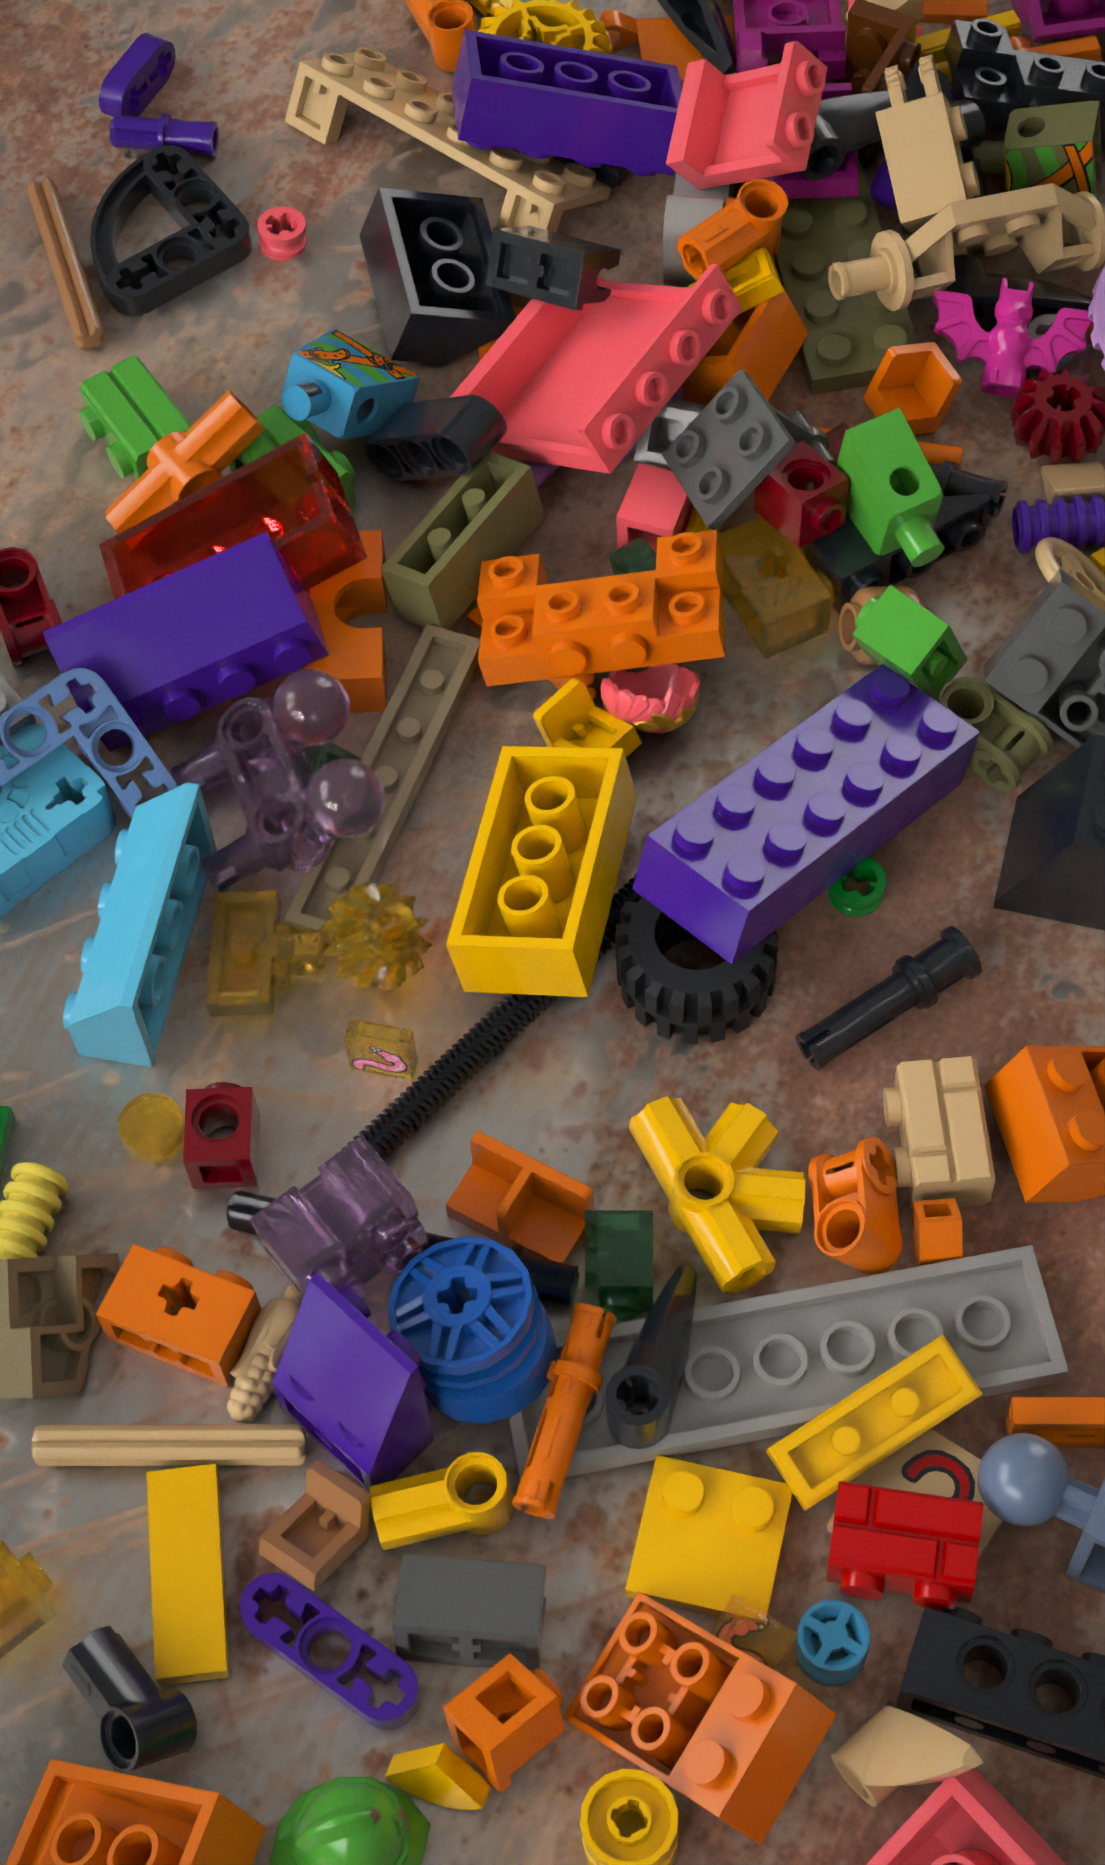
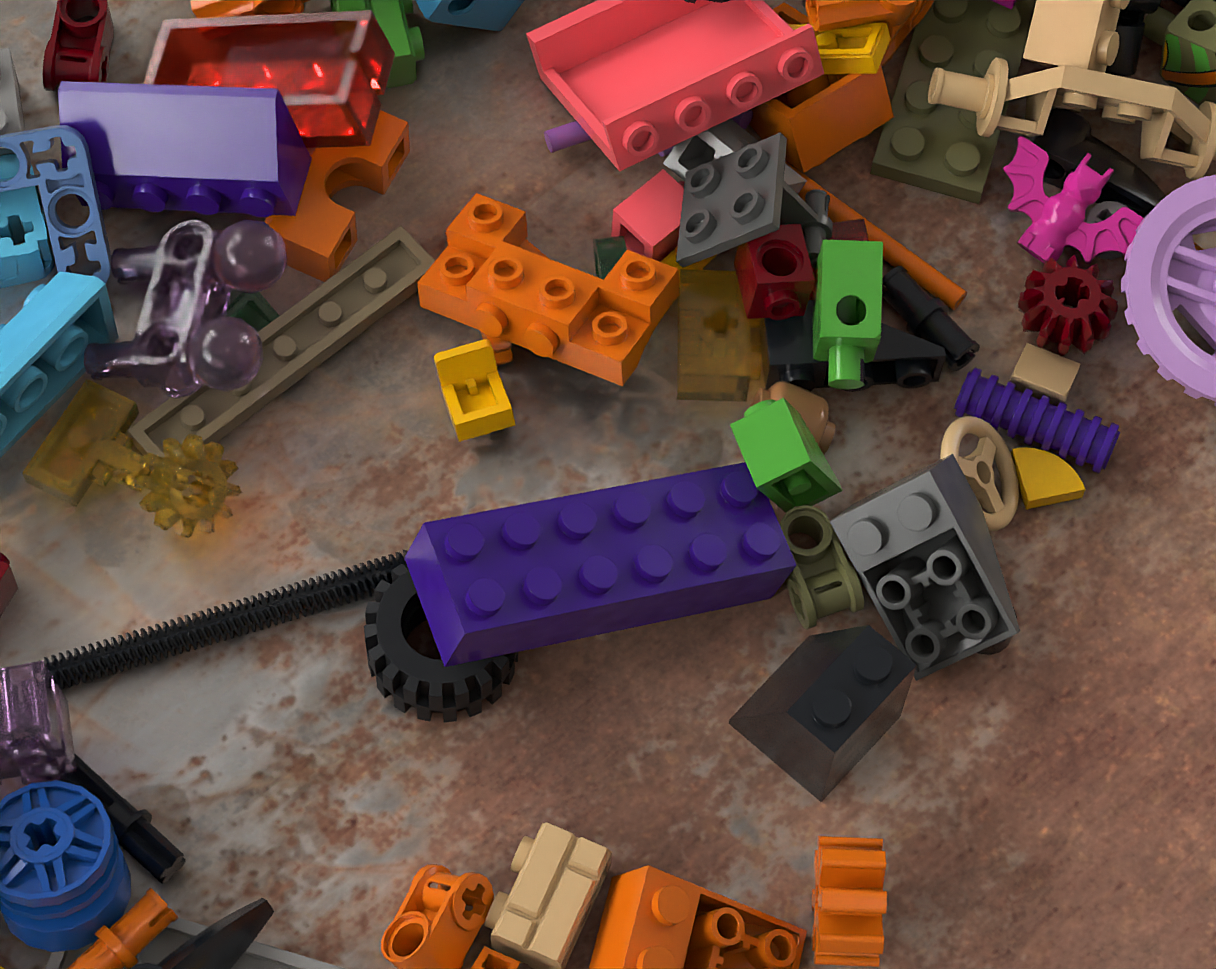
camera: 20 degrees right, 5 degrees up
(381, 1049) = (139, 584): clear yellow tile -> none
(436, 438) = (502, 60): black beam -> none
(475, 521) = (488, 155): olive brick -> none
(521, 1201) = (173, 779): orange panel -> none
(543, 871) = (353, 500): yellow brick -> none
(620, 1260) = (221, 870): clear green brick -> none
(652, 698) = (547, 389): coral hair -> none
(726, 1167) = (358, 833): yellow piece -> none
(852, 902) = (608, 656): green bush -> none
(913, 984) = (611, 756): black pin -> none
(917, 382) = (948, 217): orange panel -> none

